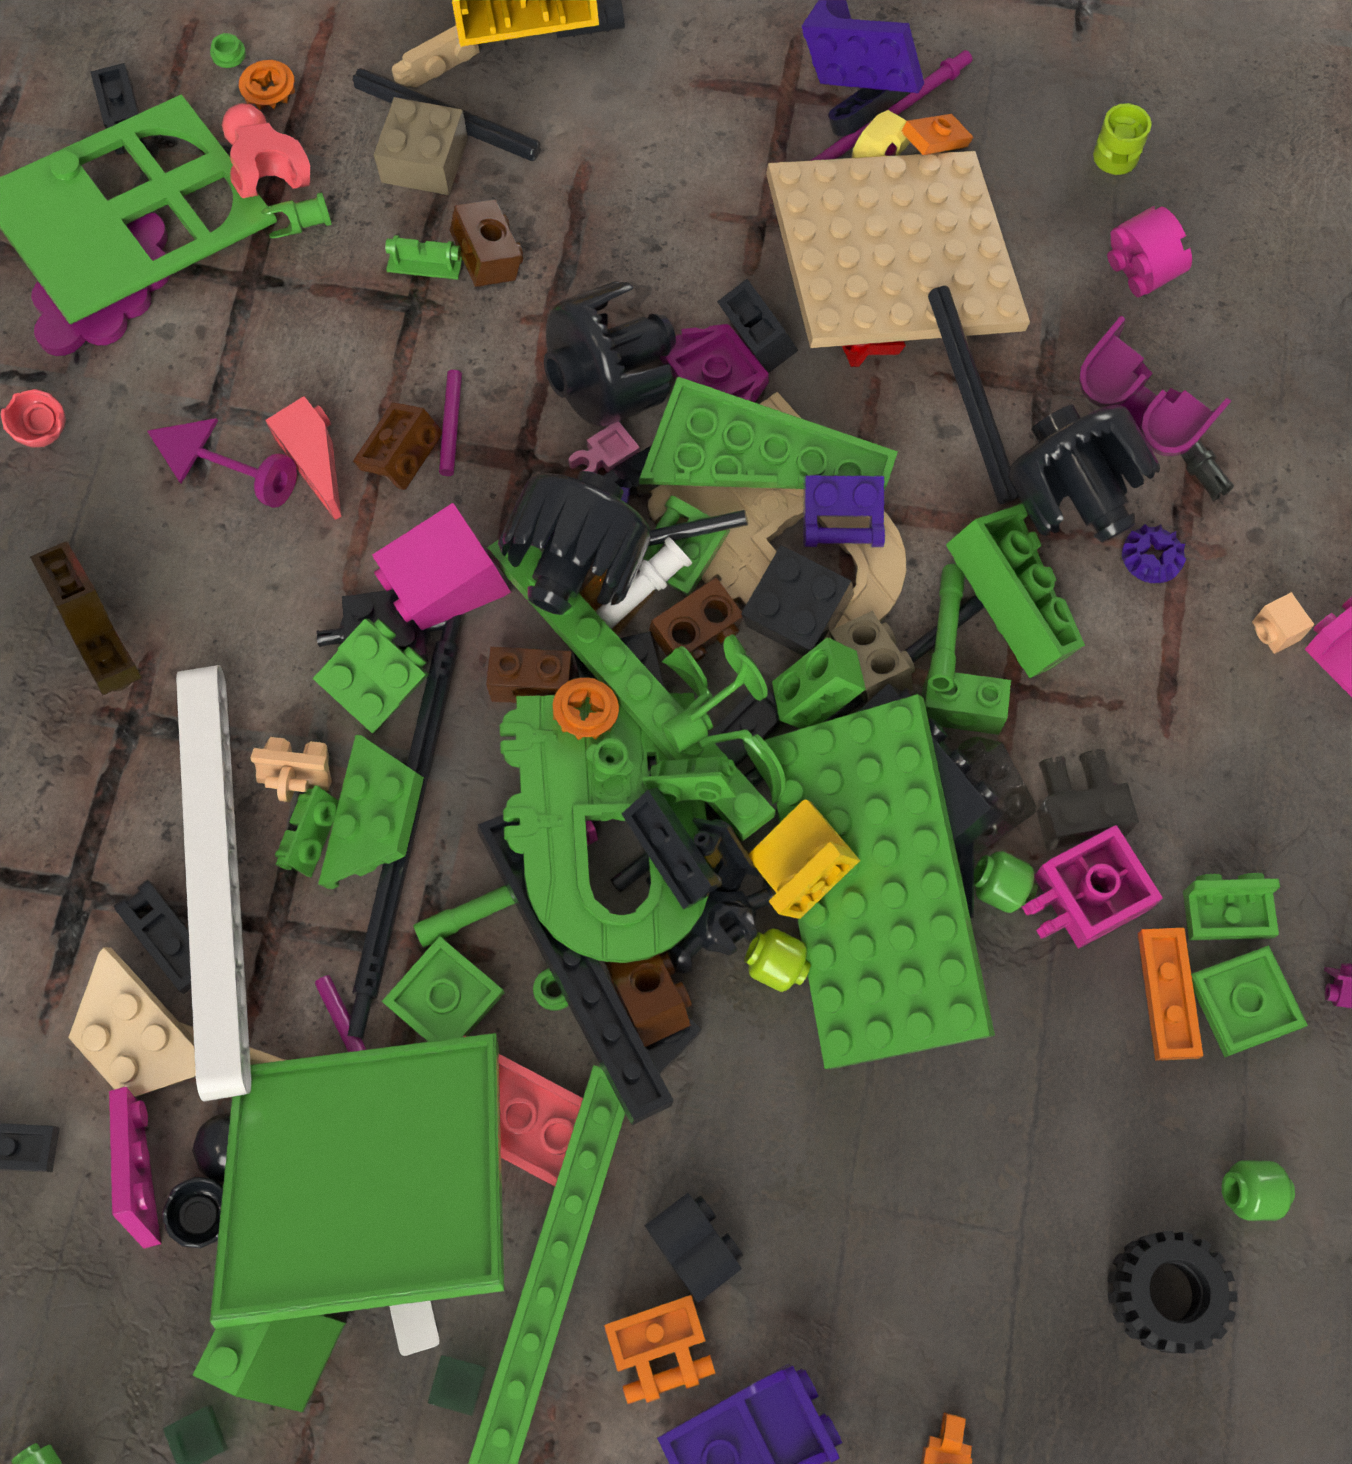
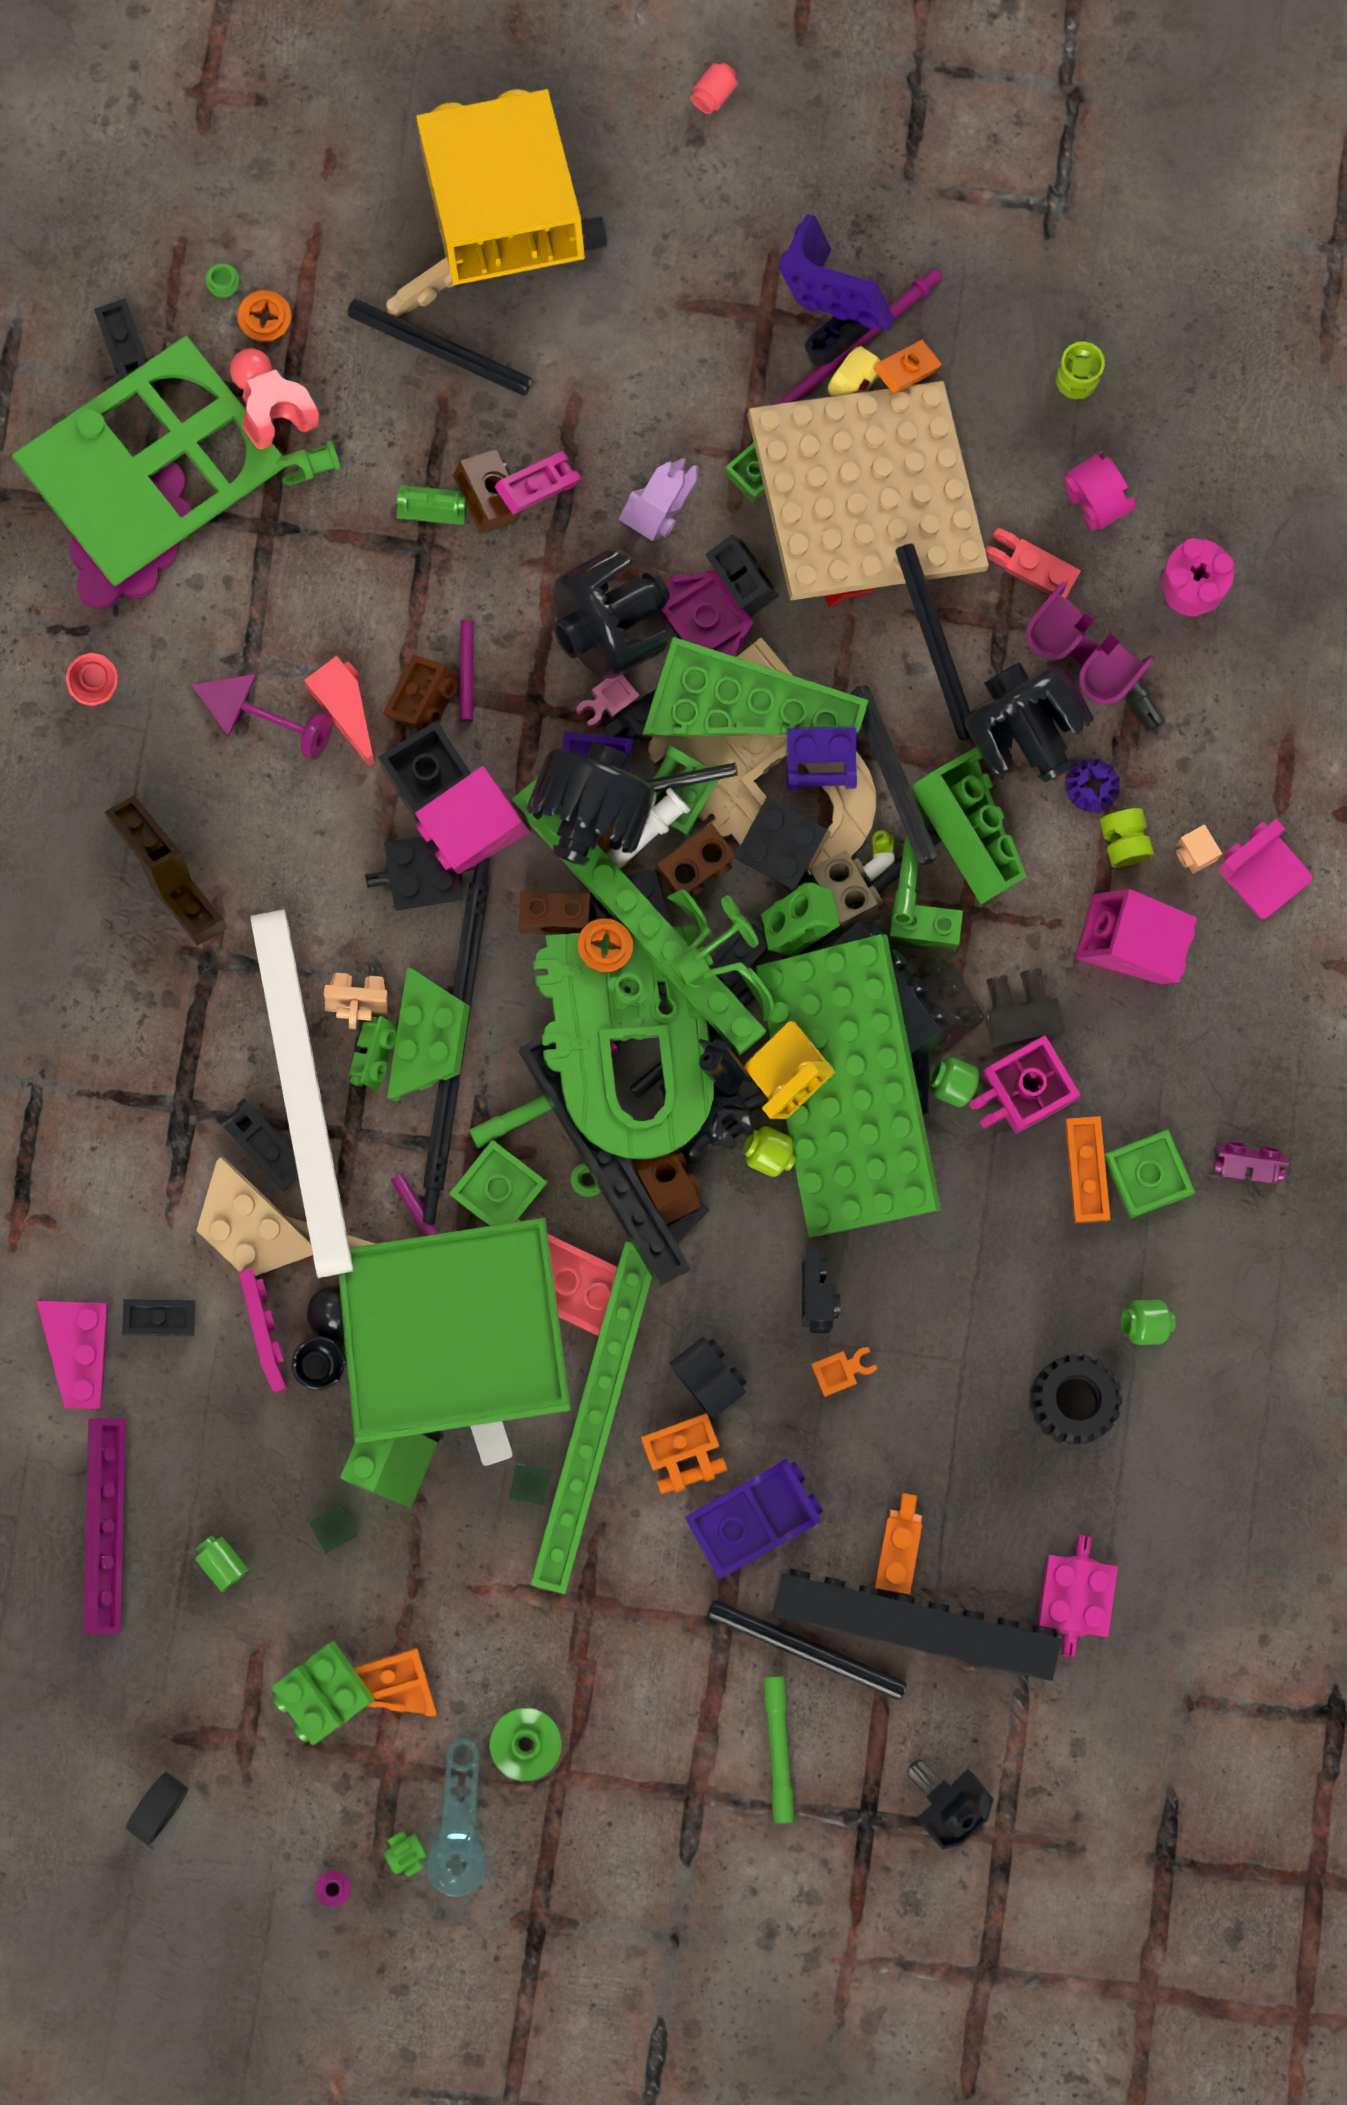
camera: 10 degrees left, 10 degrees up
(372, 674) = (419, 916): bright green plate -> none
(386, 507) = (423, 767): none -> black brick
(421, 146) = (420, 387): dark tan brick -> none
(537, 231) = (537, 482): none -> dark pink plate
(670, 248) = (654, 508): none -> lavender piece
(671, 848) = (681, 1065): black hinge -> none
(706, 783) = (681, 1009): bright green hinge -> none
(764, 235) = (746, 474): none -> bright green piece
(837, 1150) = (819, 1302): none -> black plate
(859, 1245) = (837, 1372): none -> orange plate
(913, 622) = (882, 855): none -> arm
(932, 542) = (896, 780): none -> black axle
(1070, 324) = (1032, 564): none -> coral hinge
(1198, 606) = (1127, 837): none -> lime wheel
(1216, 717) = (1136, 936): none -> dark pink slope
(1231, 907) = (1140, 1099): bright green bracket -> none
(1261, 338) = (1201, 559): none -> dark pink brick

